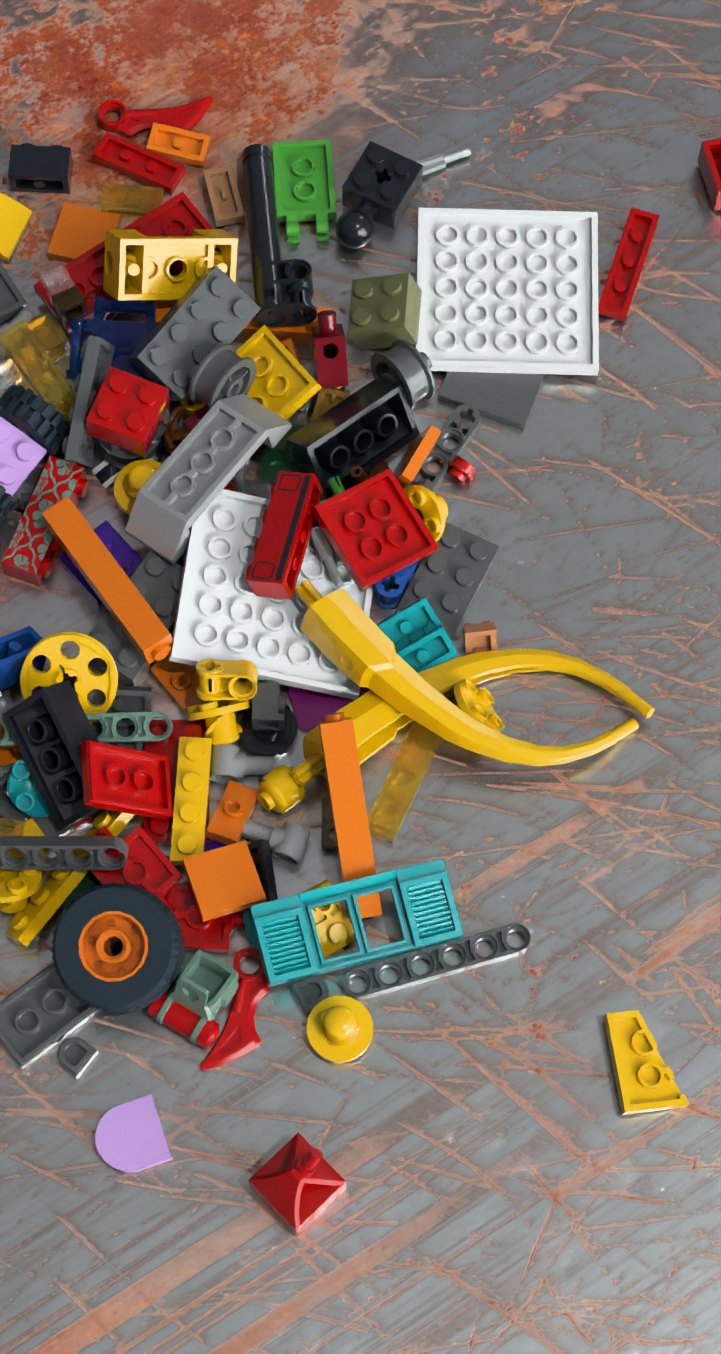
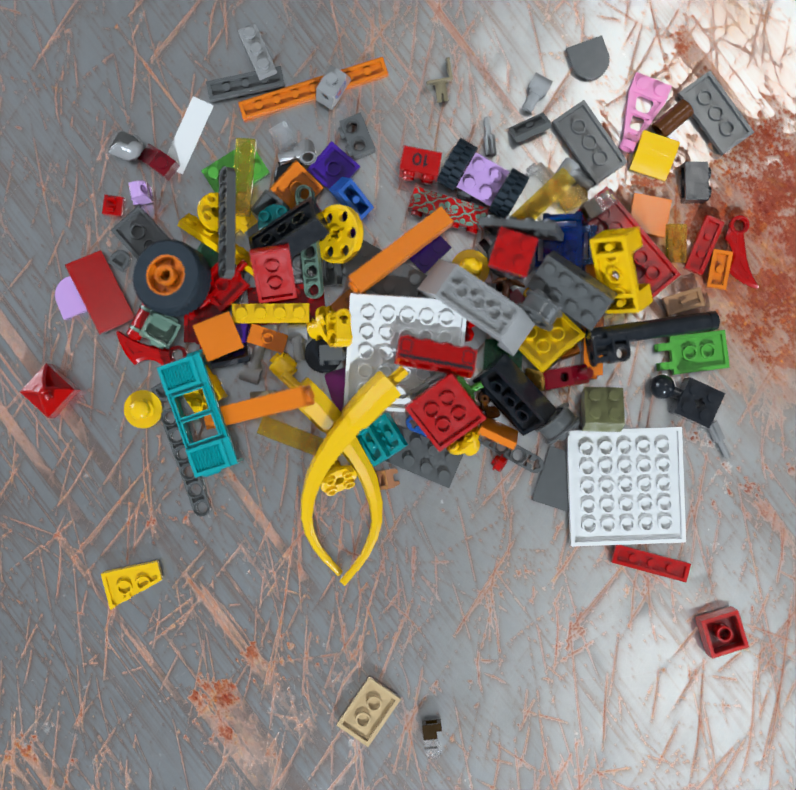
camera: 85 degrees right, 20 degrees up
(128, 1089) = (99, 292): none -> red tile

